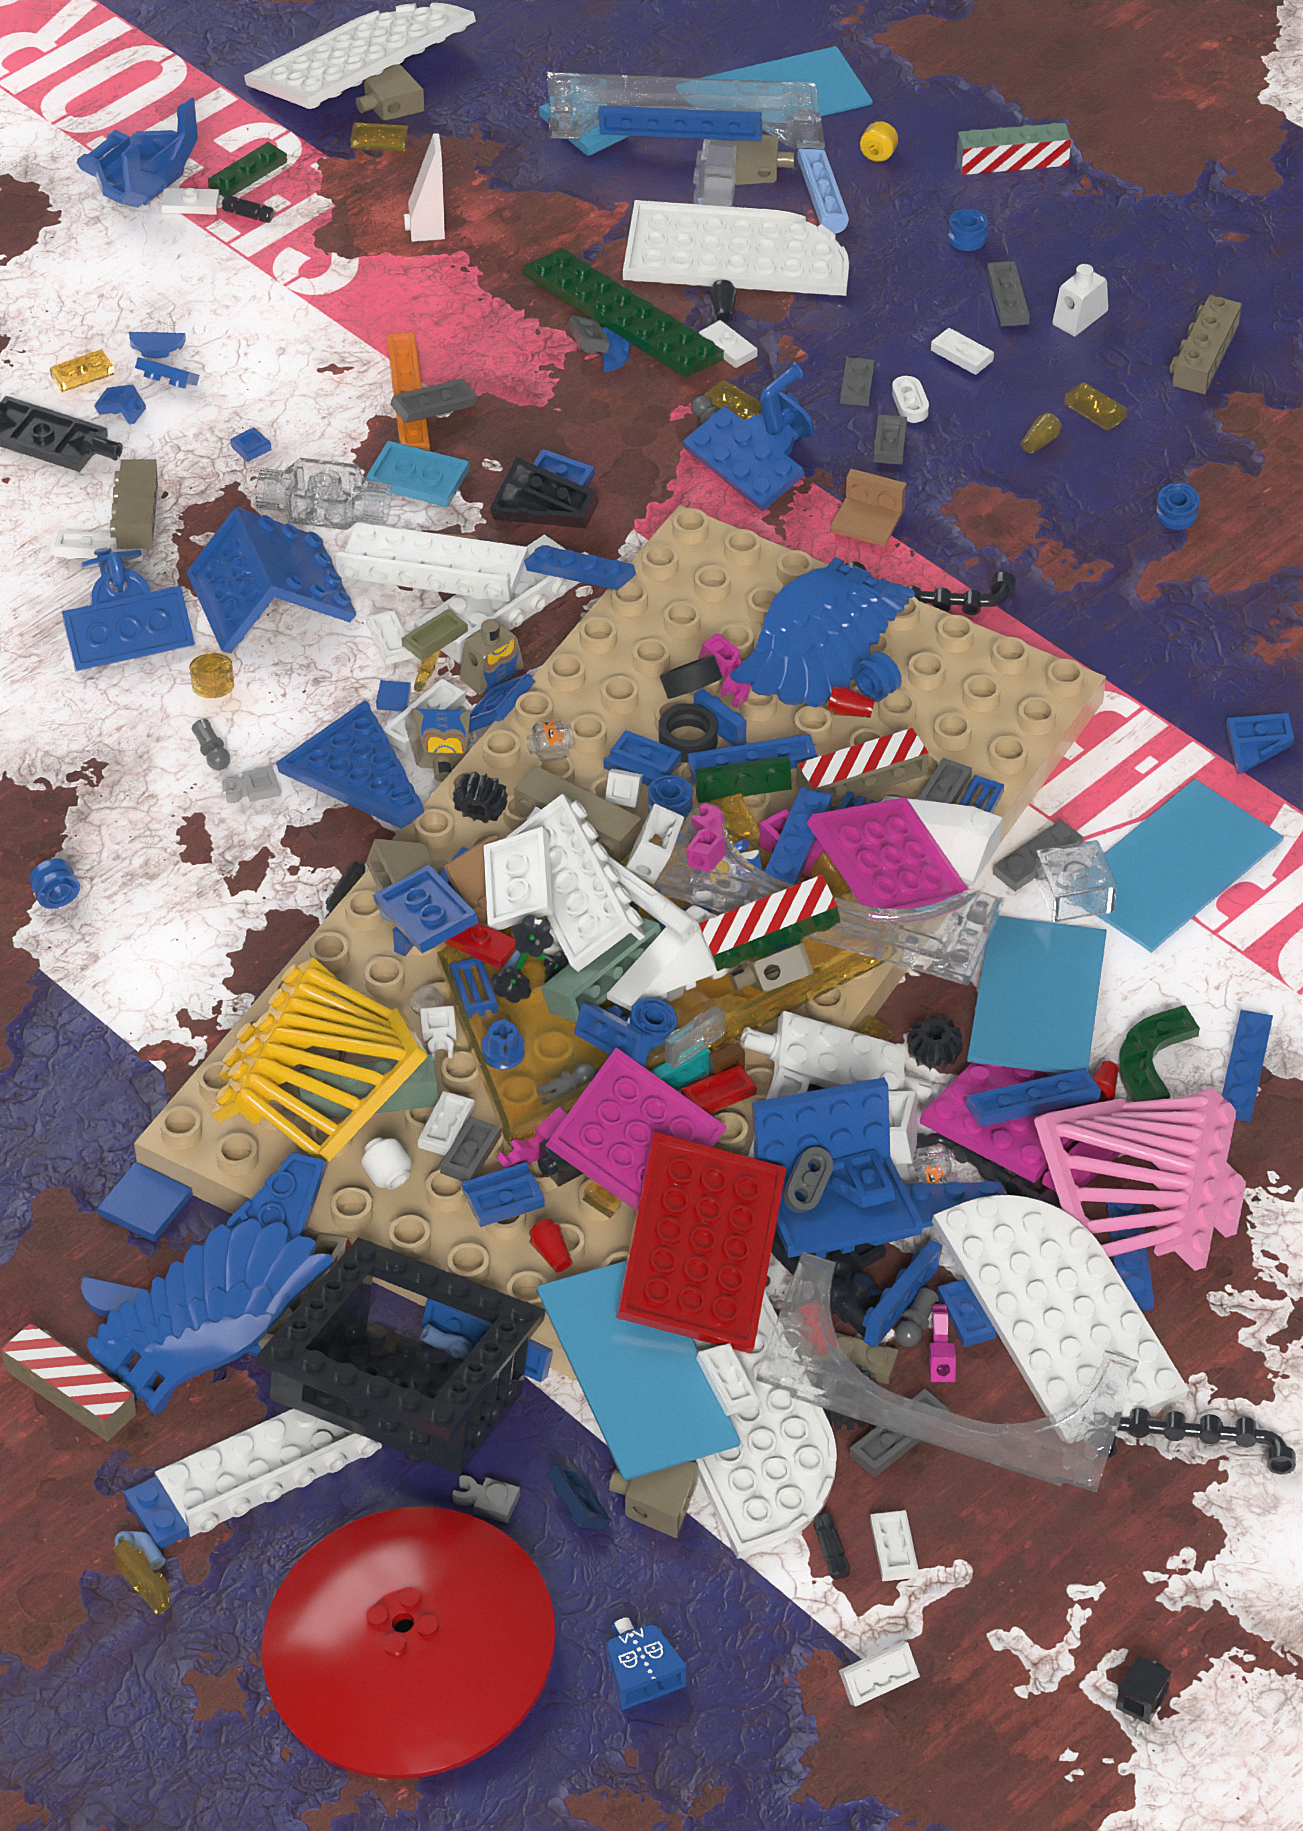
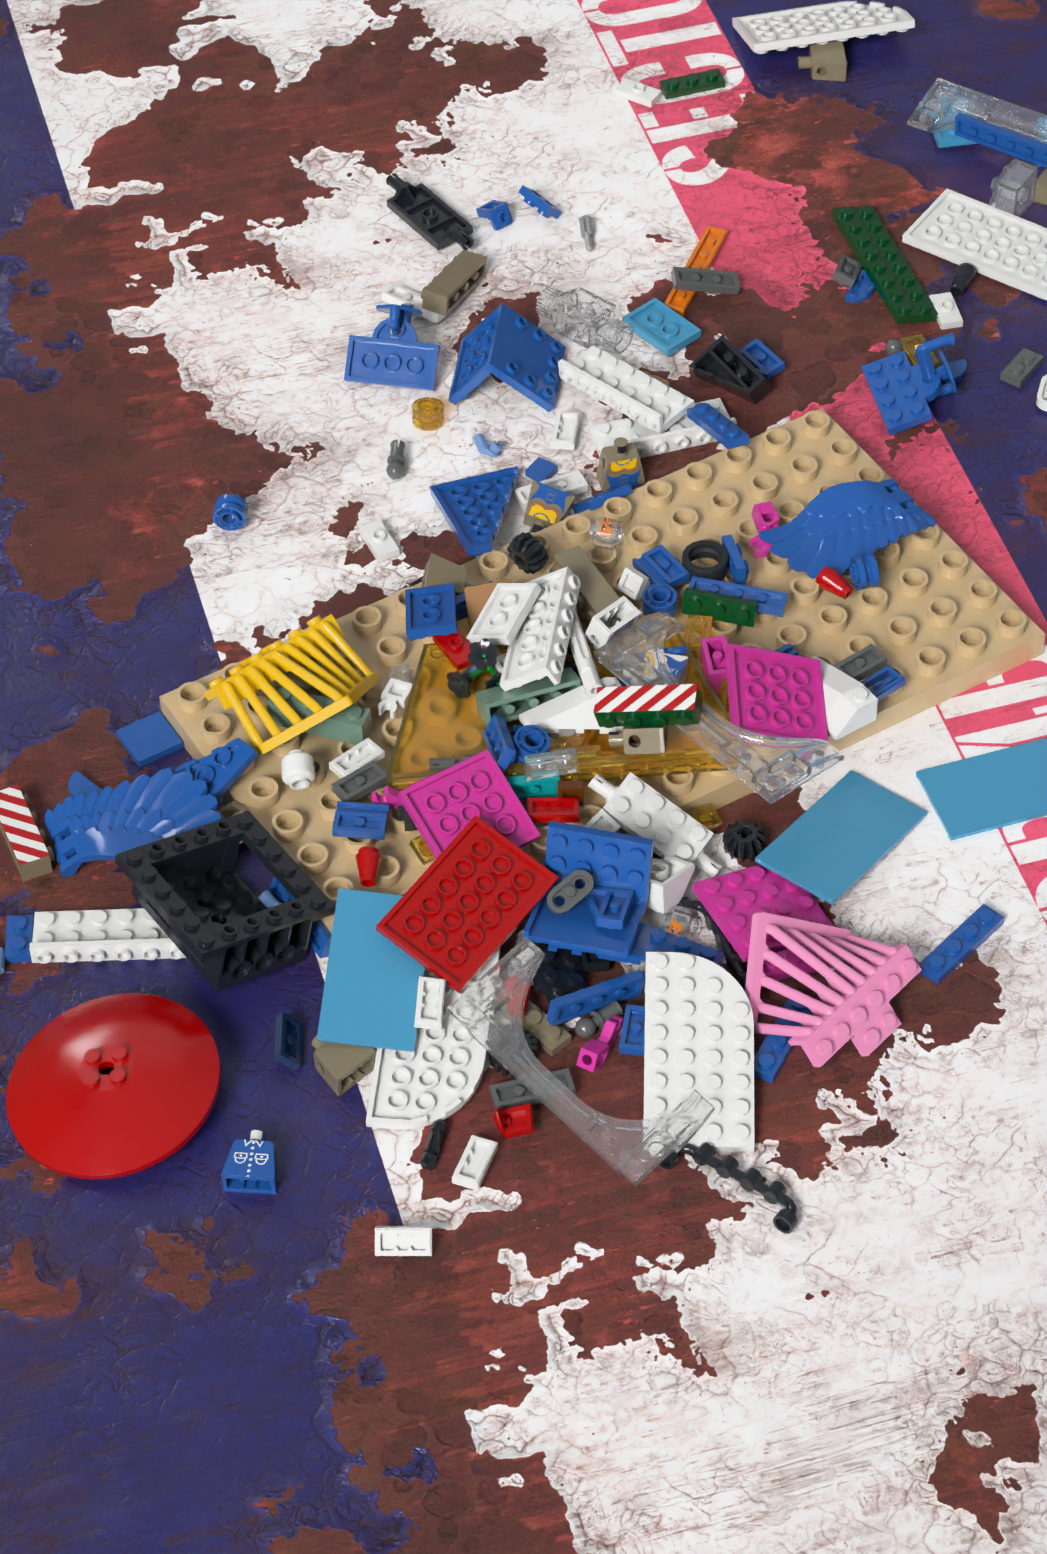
camera: 30 degrees right, 0 degrees up
(81, 370) = (486, 183): clear yellow plate -> none
(143, 162) = (618, 56): blue piece -> none
(156, 344) = (548, 182): blue tile -> none
(246, 388) = (586, 230): none -> light grey axle
(248, 209) = (673, 110): black axle -> none
(250, 444) = (564, 269): blue tile -> none
(255, 784) = (406, 497): light grey plate -> none
(257, 851) = (379, 540): none -> white plate
(308, 693) = (483, 447): none -> medium blue arm
(379, 136) = (797, 88): clear yellow plate -> none
(425, 671) = (576, 460): clear yellow piece -> none
(426, 201) = (795, 140): white wedge -> none
(434, 634) = (591, 438): olive tile -> none
(478, 1006) = (434, 691): blue tile -> none
(492, 1500) = (235, 1019): light grey plate -> none
(494, 1043) = (433, 720): blue piece -> none
(691, 676) = (729, 523): black tyre -> none
(708, 845) = (643, 637): dark pink piece -> none
(797, 837) = (713, 660): blue plate -> none
(866, 766) = (809, 630): brick -> none
(870, 508) = (964, 460): medium nougat bracket -> none
(890, 439) = (1014, 415): dark grey plate -> none
(907, 1477) = (515, 1120): none -> red plate
(1002, 586) = (1023, 545): black bar -> none
(1019, 866) = (915, 742): dark grey plate -> none
(1032, 1097) = (778, 902): blue plate -> none
(1075, 881) = (922, 768): clear brick -> none
(1106, 1079) = (845, 914): red cone -> none
(1143, 1044) = (896, 899): dark green plate -> none
(1143, 1689) = (575, 1331): black brick -> none

